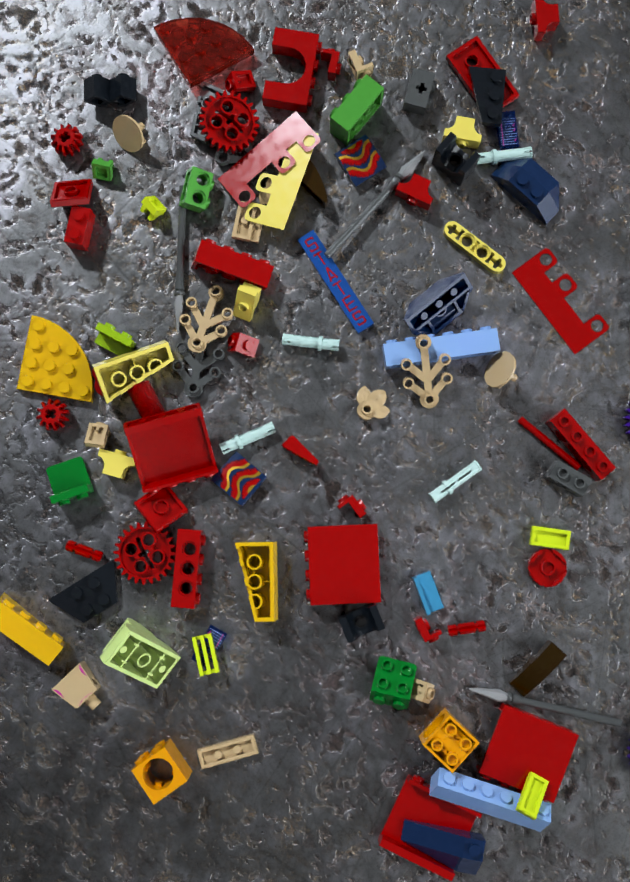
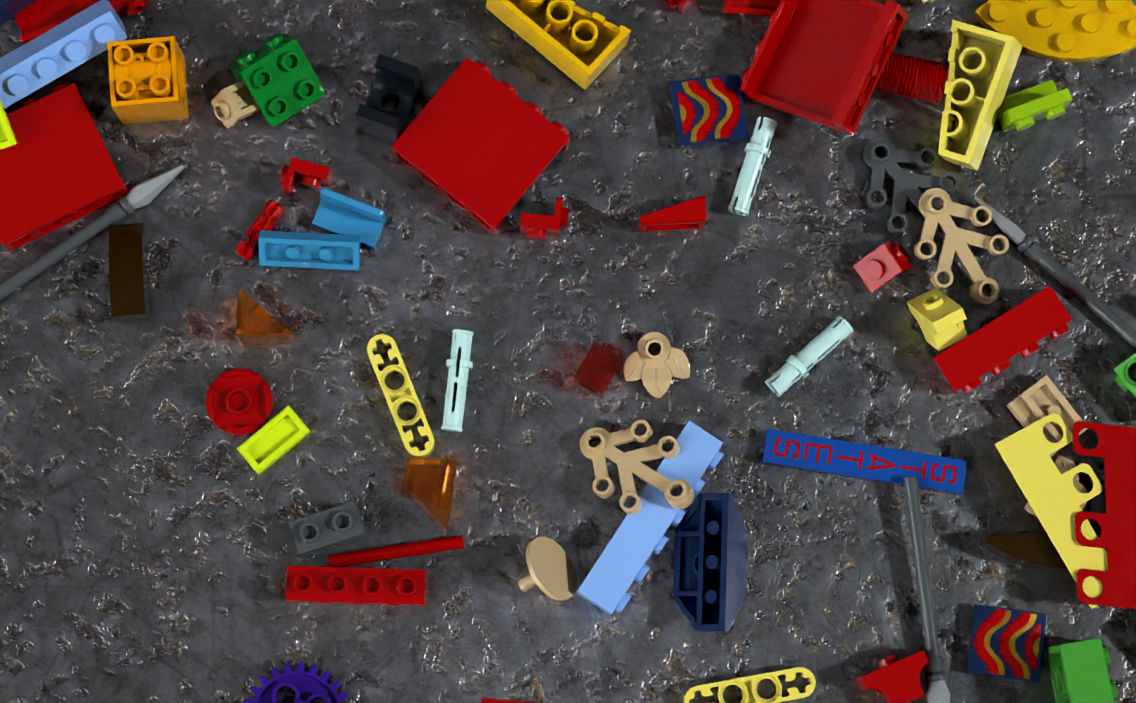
camera: 125 degrees right, 5 degrees down
(396, 425) = (599, 368): none -> clear red brick
(456, 597) = (309, 250): none -> dark azure plate
(485, 501) = (402, 395): none -> light yellow beam
(508, 452) = (432, 485): none -> clear orange slope
(509, 589) = (257, 326): none -> clear orange slope

